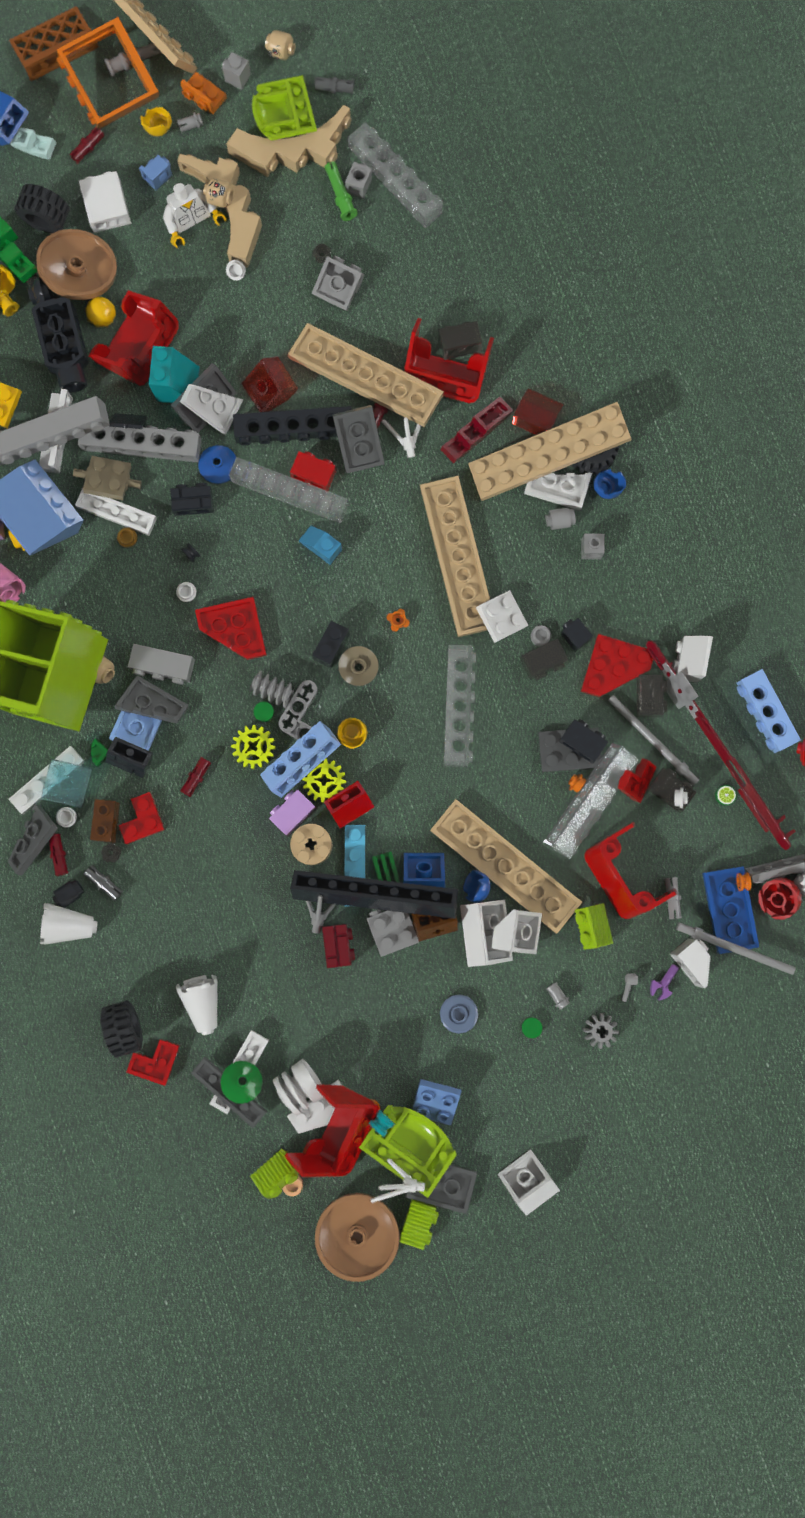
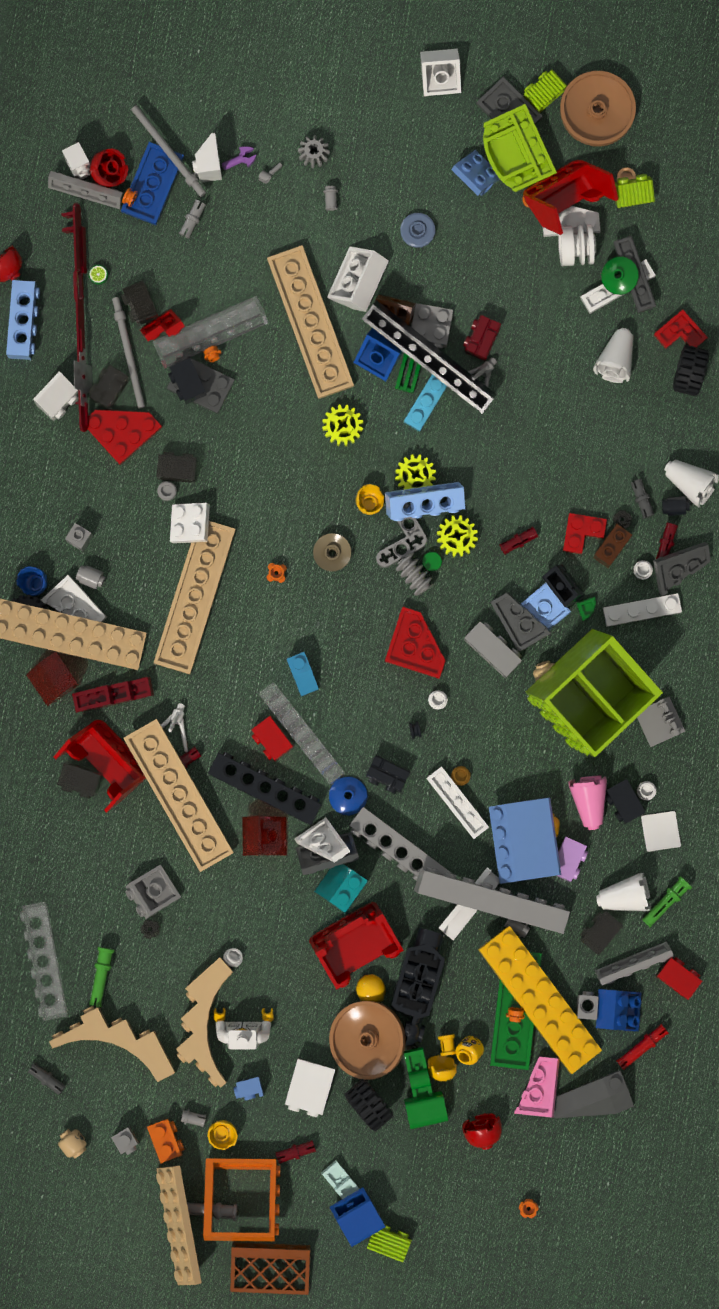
camera: 145 degrees left, 0 degrees up
(66, 783) = (626, 594): clear light blue plate -> none
(107, 478) = (448, 835): dark tan plate -> none
(128, 421) = (402, 872): black piece -> none
(218, 192) = (209, 1026): tan head -> none
(283, 108) = (106, 1077): lime slope -> none
(292, 812) = (456, 465): lavender brick -> none
(301, 838) = (466, 430): tan brick -> none
(331, 644) = (344, 582): black brick -> none
(349, 804) = (407, 443): red brick -> none
(358, 187) = (87, 976): light grey brick -> none
(358, 439) = (218, 740): dark grey plate -> none
(381, 1123) = (527, 179): teal wheel -> none
(408, 1185) = (534, 122): white plant -> none
(409, 787) = (349, 414): none -> neon yellow gear
(458, 654) = (248, 514): clear brick -> none
(477, 886) = (343, 318): blue hair -> none
(518, 932) = (334, 260): white slope -> none
(531, 1027) = (366, 186): green tile -> none
(576, 634) = (137, 473): black brick -> none
(593, 926) = (269, 233): lime brick -> none
(599, 860) = (231, 282): red windscreen -> none
(681, 797) = (139, 289): white plate -> none

